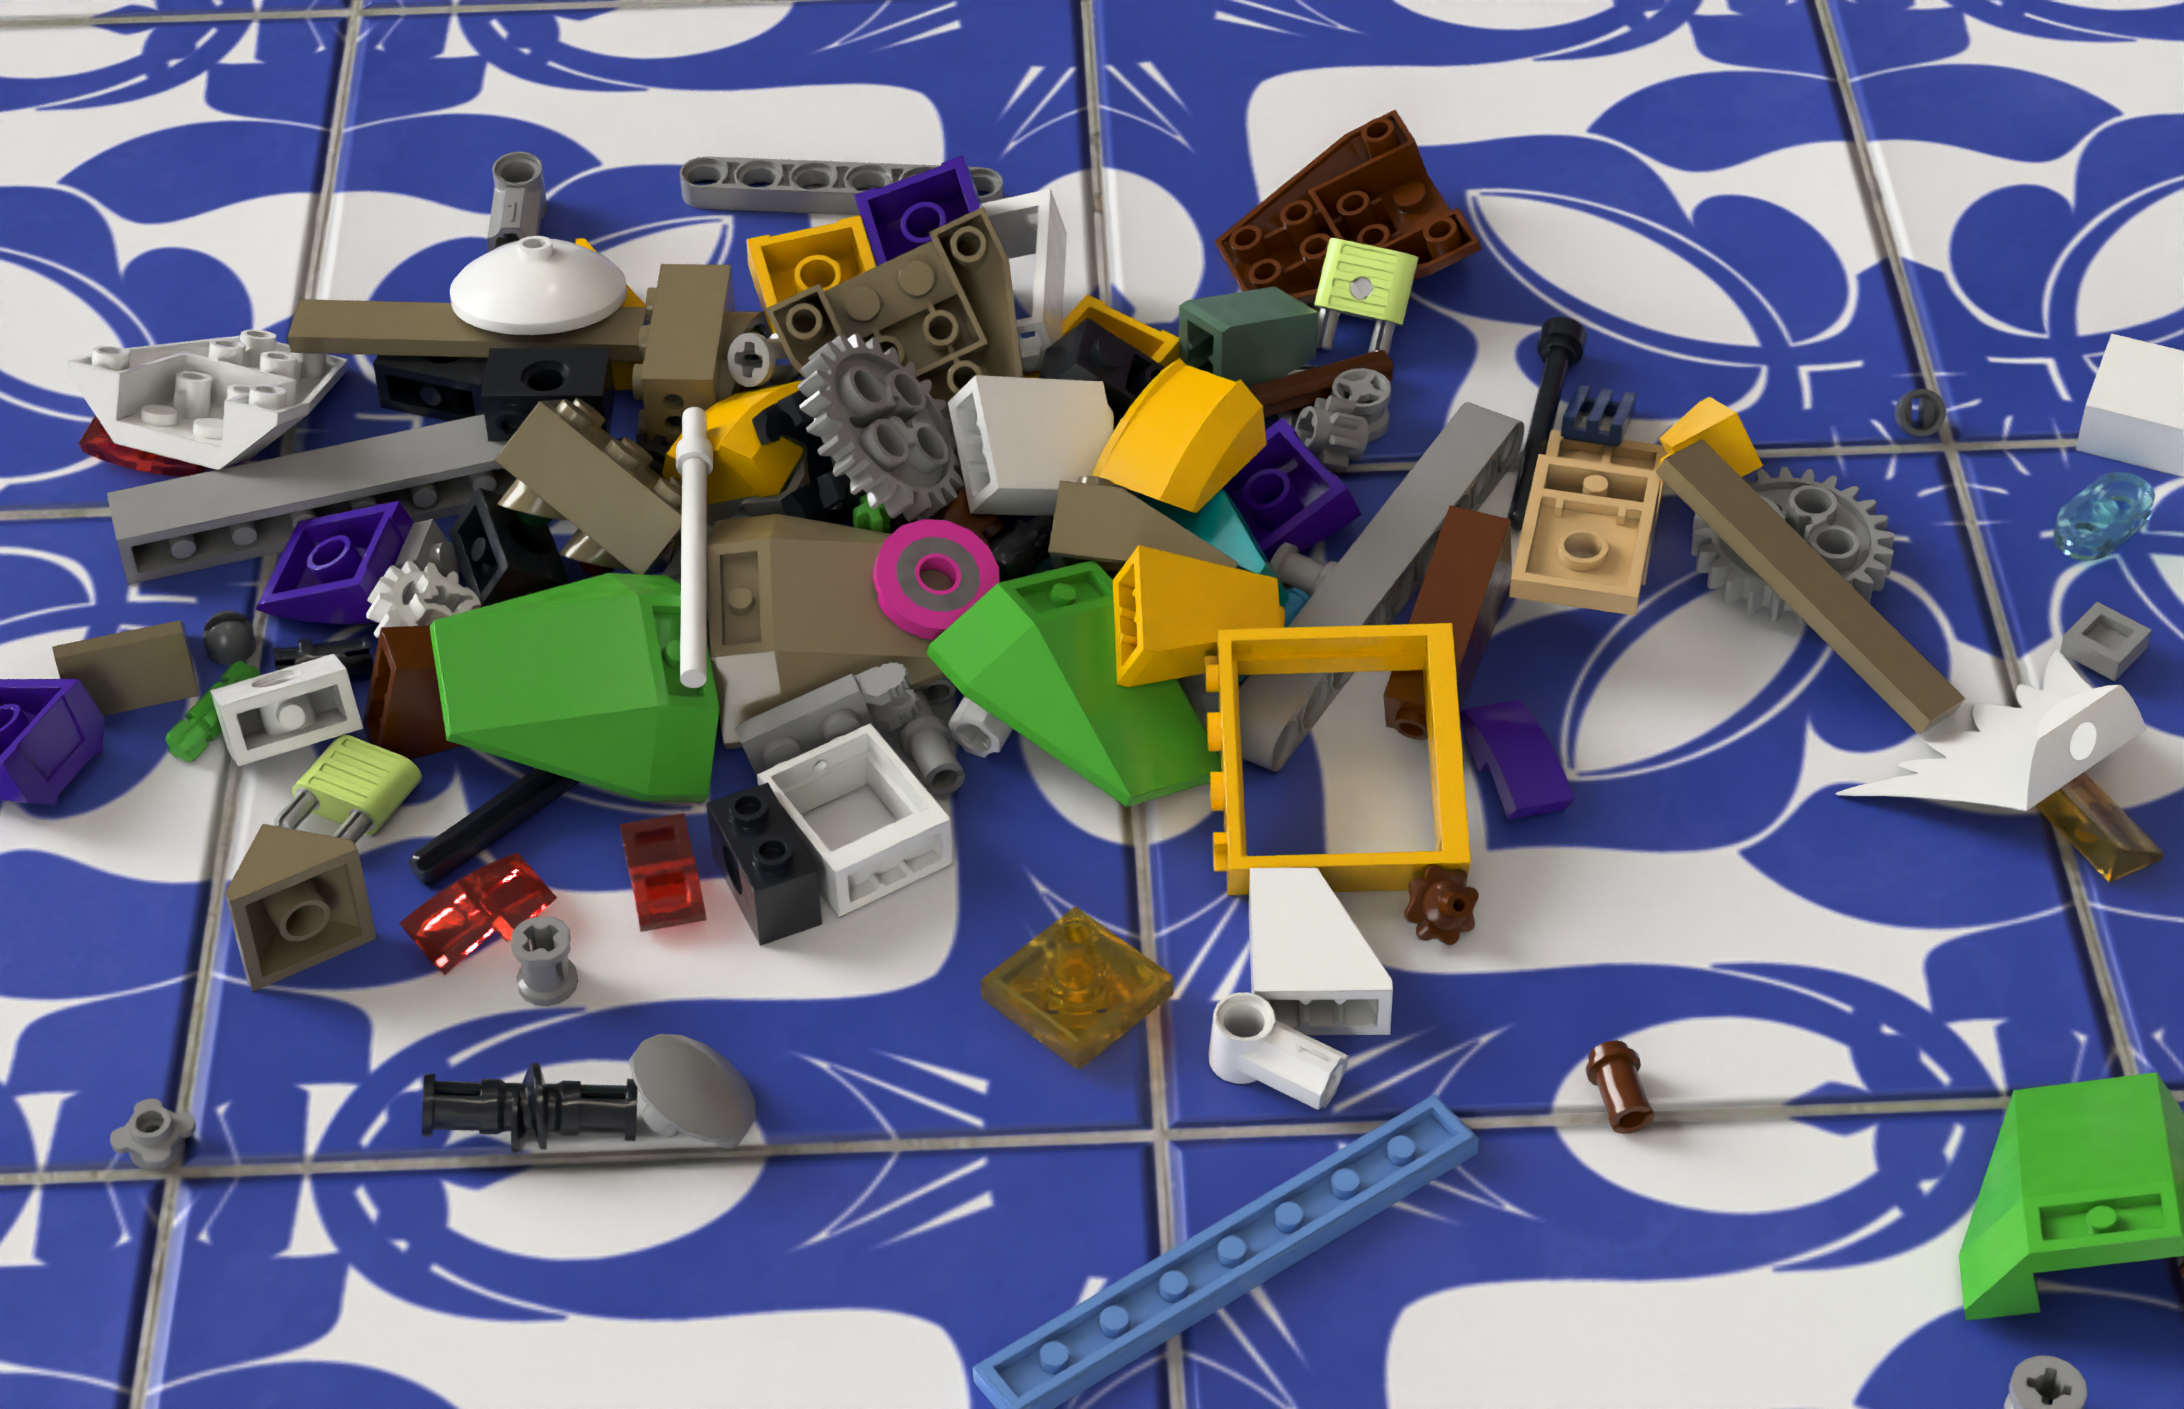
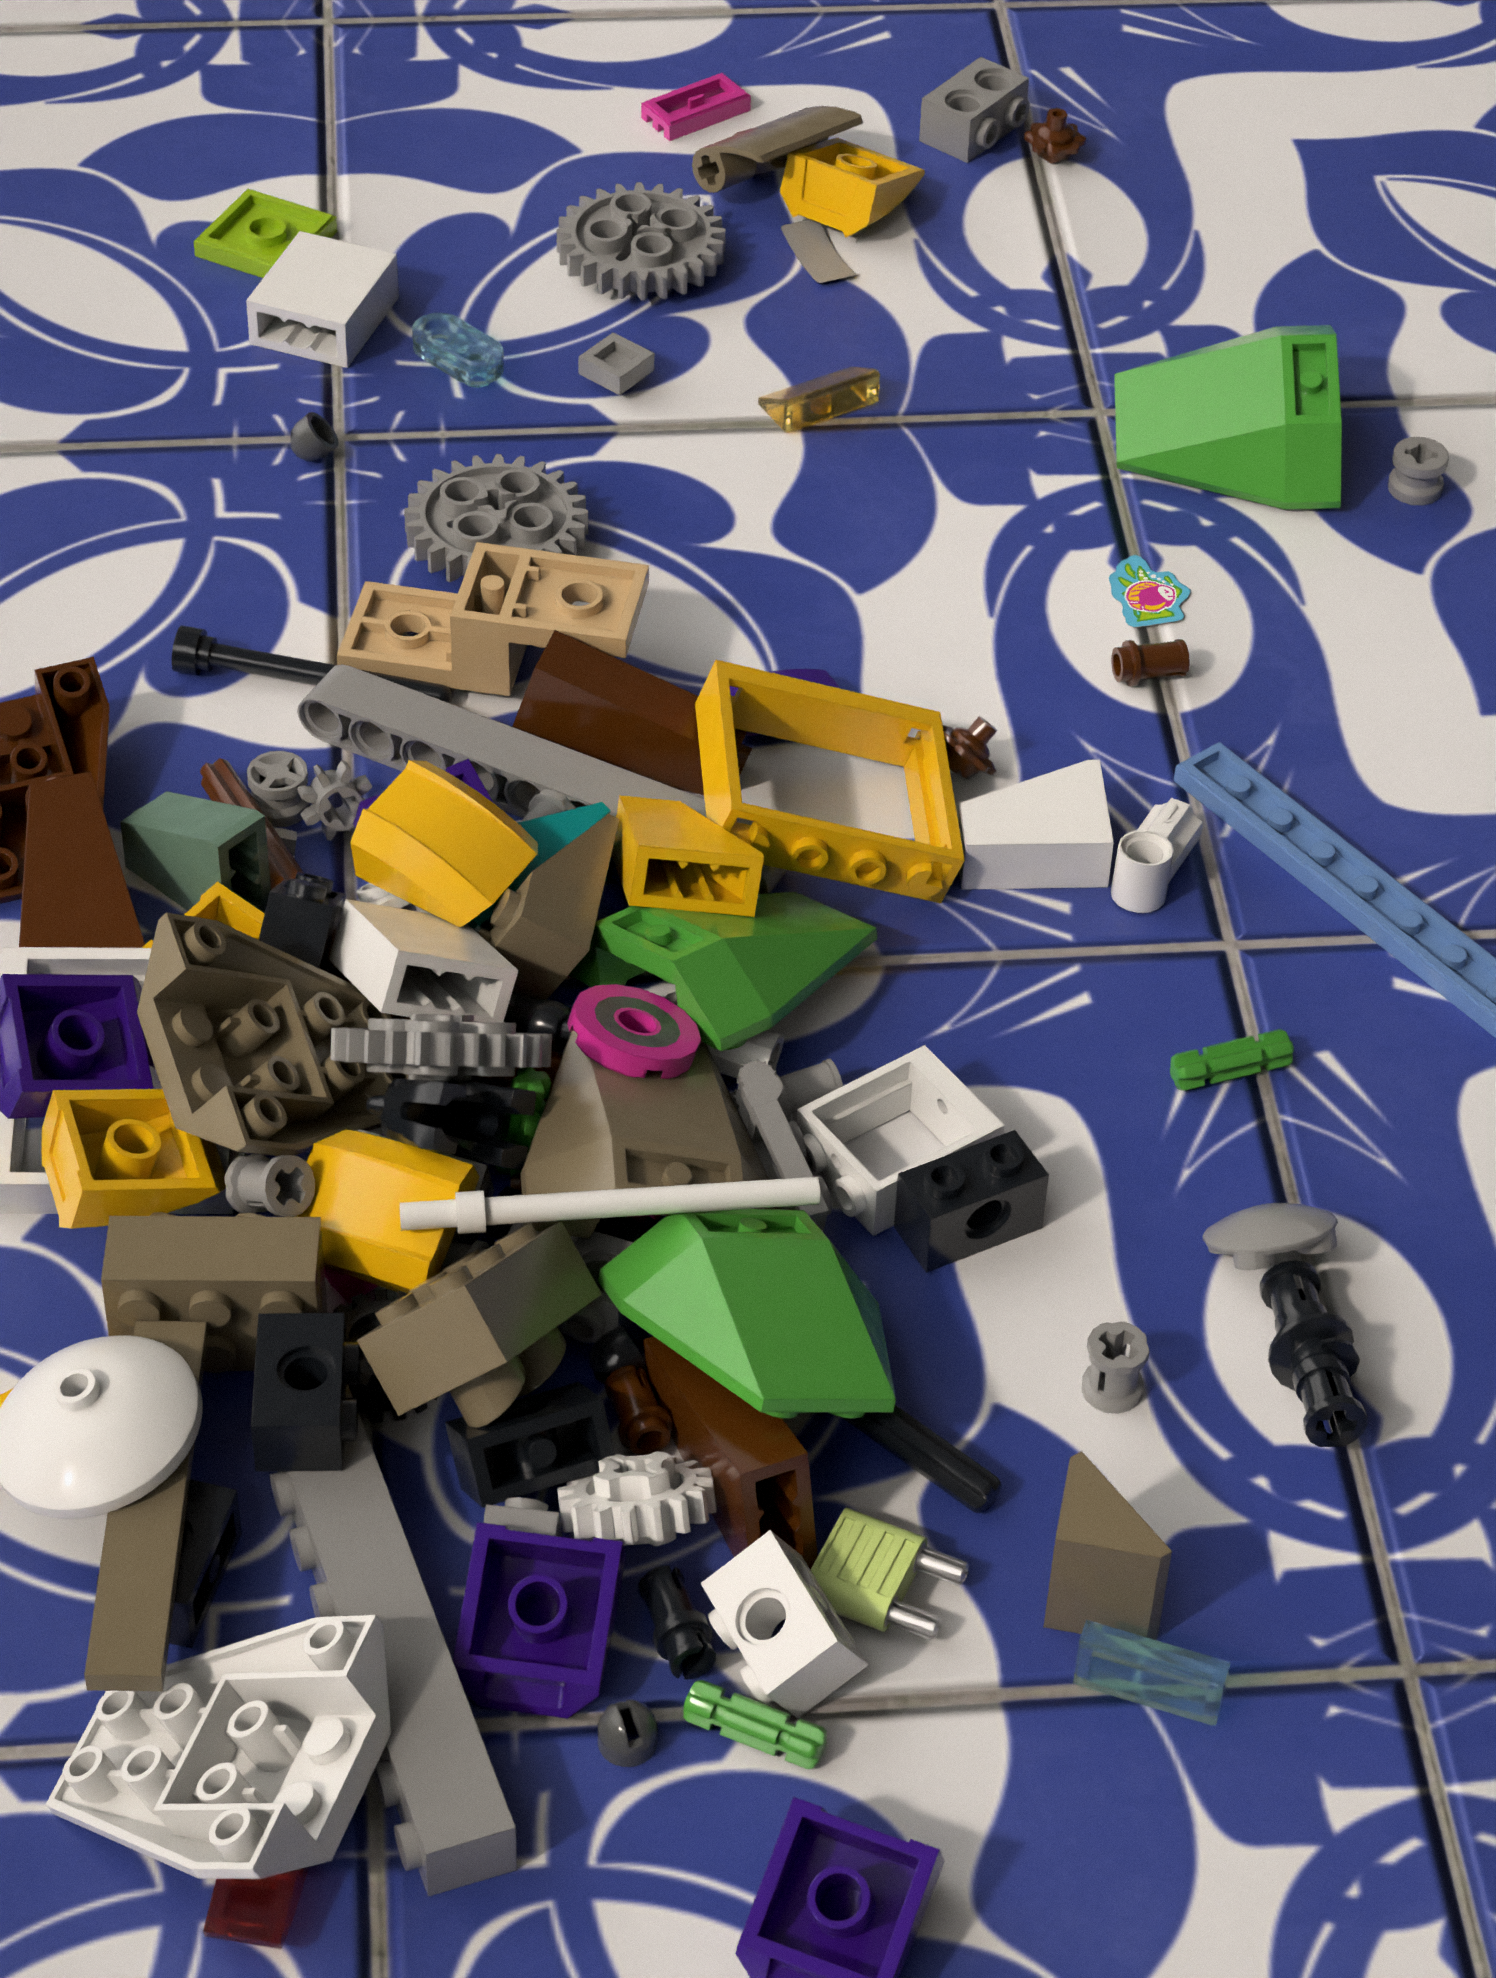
camera: 95 degrees left, 0 degrees up
(131, 667) = (686, 1816): dark tan slope -> none
(153, 1135) = (1379, 1693): light grey plate -> none
(186, 958) = (1151, 1672): none -> clear light blue tile
(474, 908) = (1042, 1428): clear red slope -> none
(662, 872) = (983, 1297): clear red slope -> none
(965, 1104) = (1231, 1060): none -> bright green axle
(1076, 955) = (1097, 970): clear yellow plate -> none
(1163, 265) = (72, 871): none -> reddish brown slope
(1363, 284) = (126, 758): yellowish green piece -> none
(1598, 409) = (318, 622): dark blue tile -> none
(1719, 429) = (388, 542): yellow slope -> none
(1772, 1112) = (1147, 595): none -> sticker
(1810, 586) = (583, 493): dark tan tile -> none
(2021, 750) = (760, 406): white piece -> none

